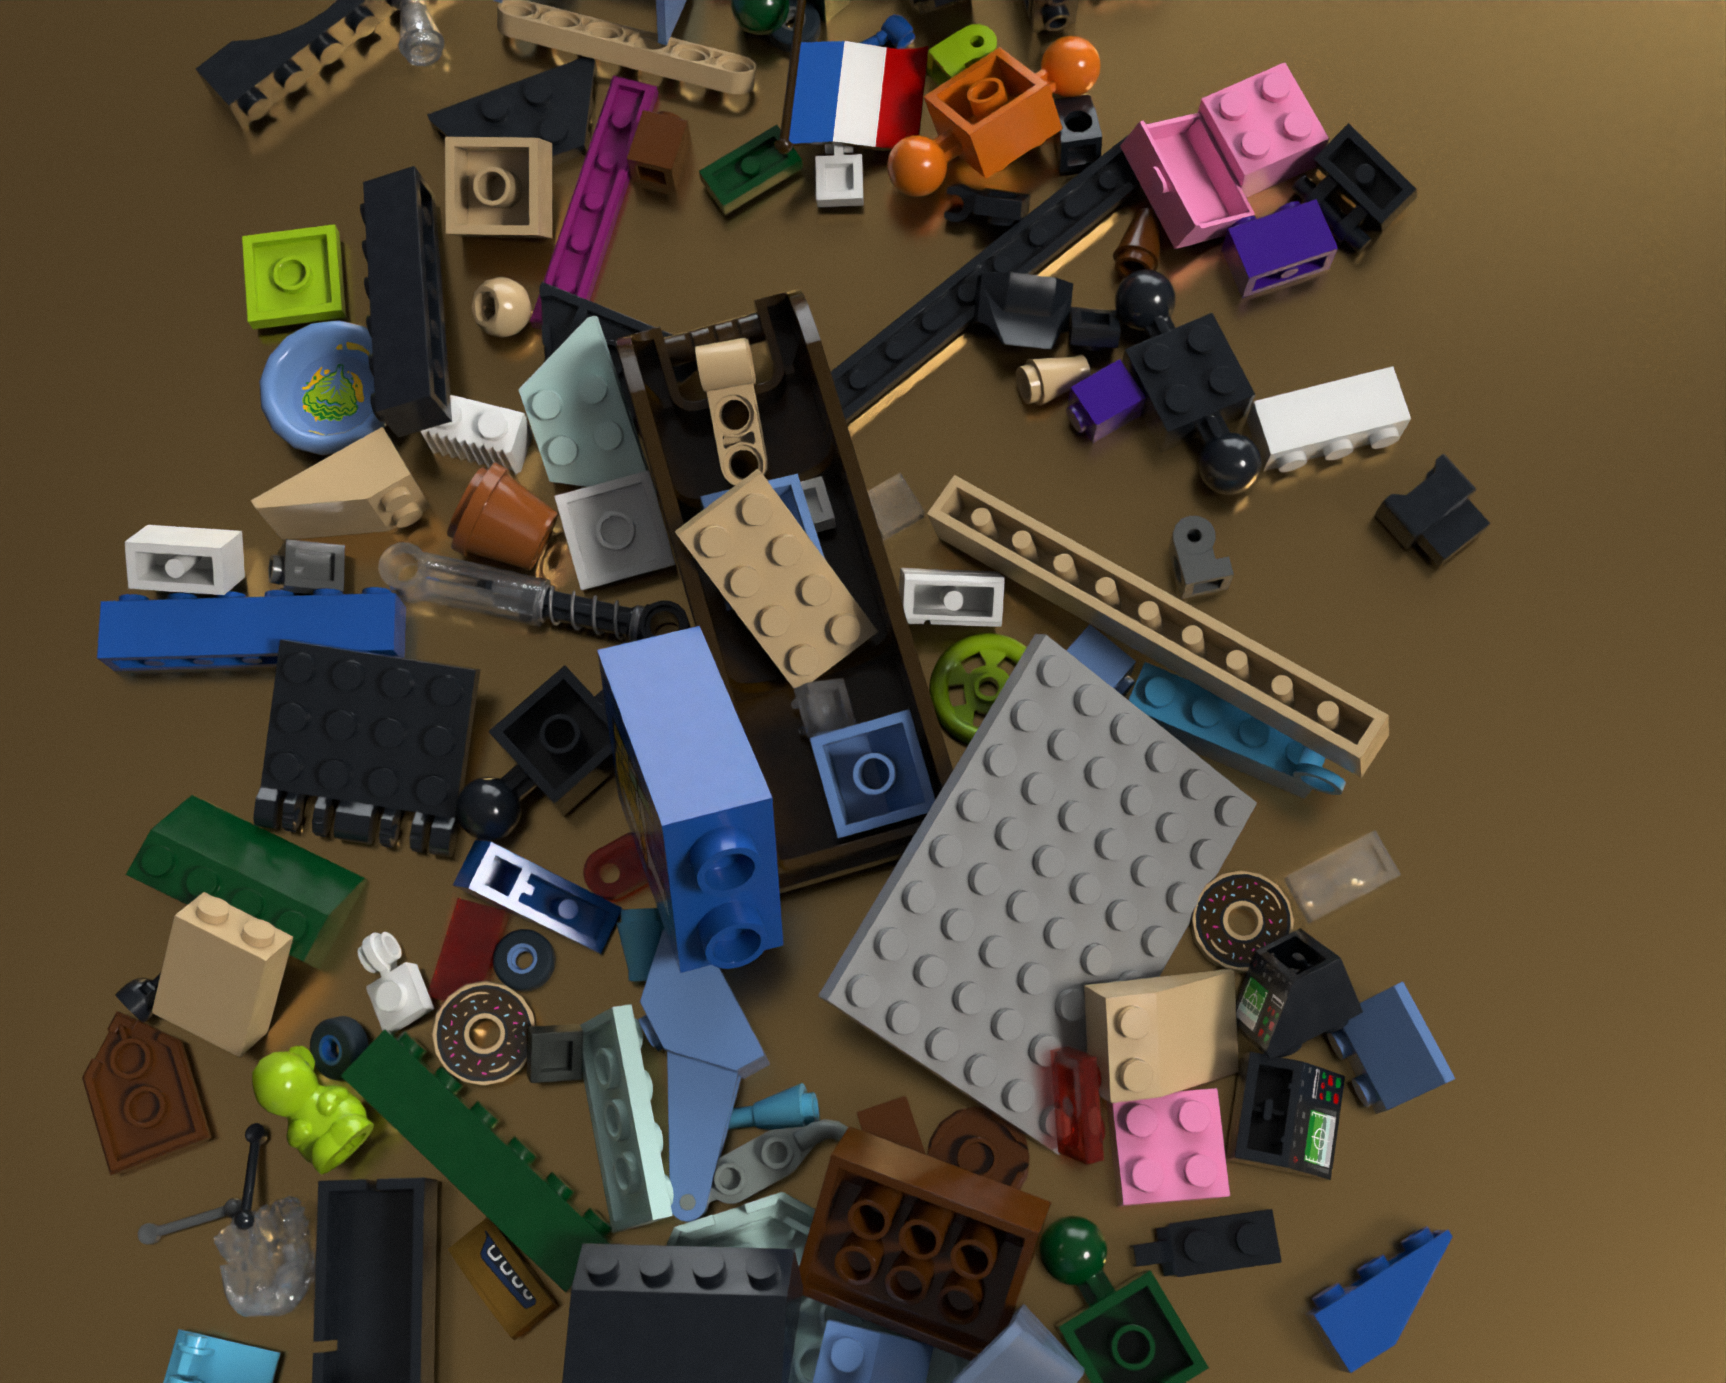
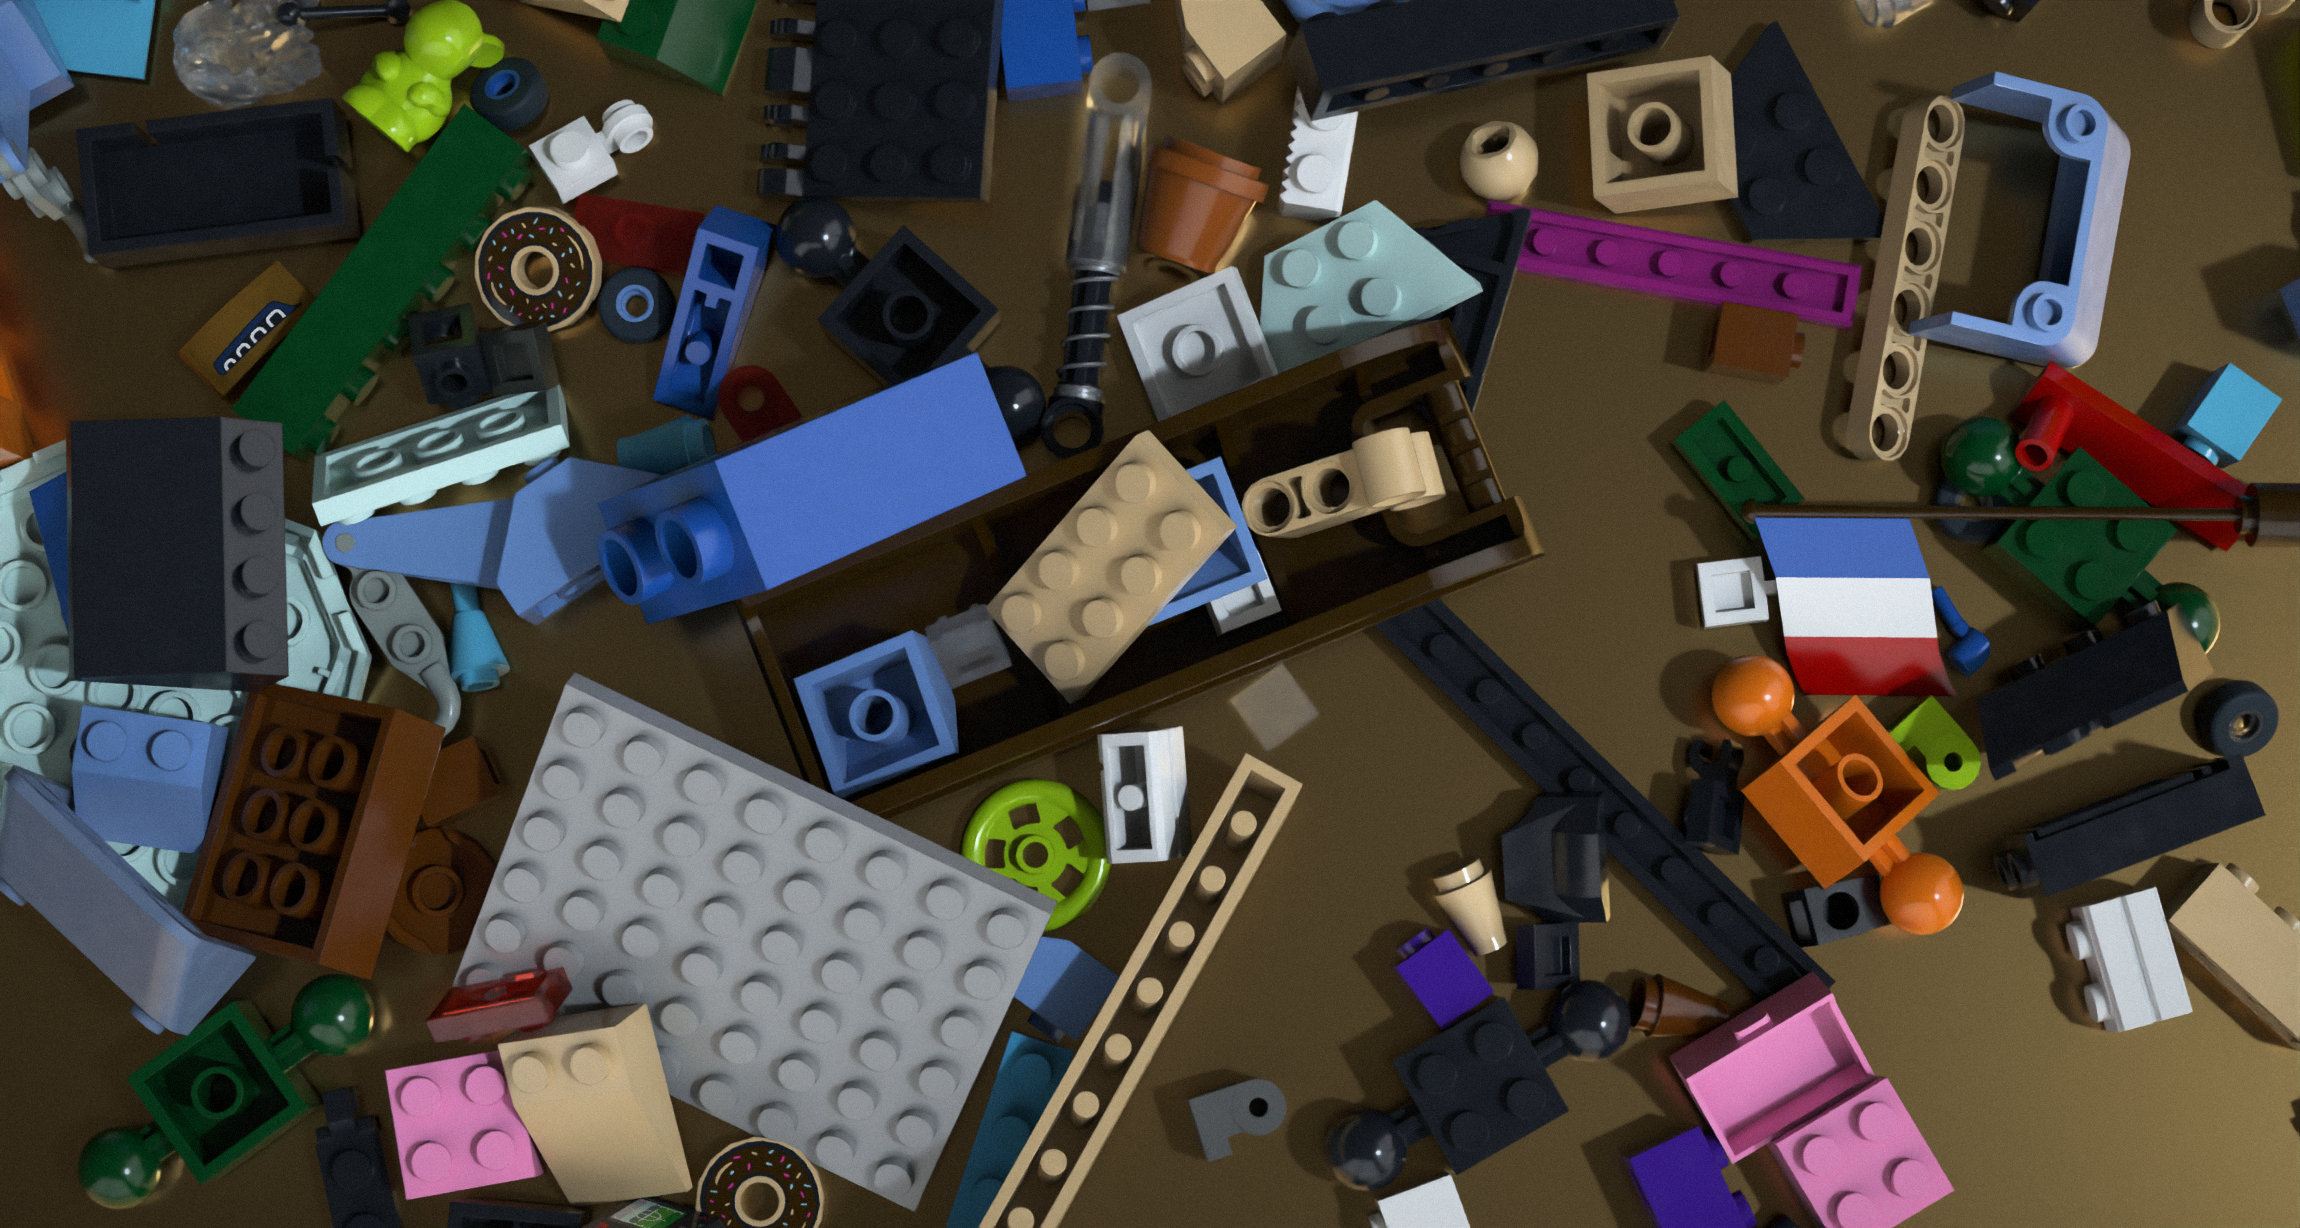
camera: 75 degrees right, 10 degrees up
(556, 1107) = (451, 369): none -> black brick

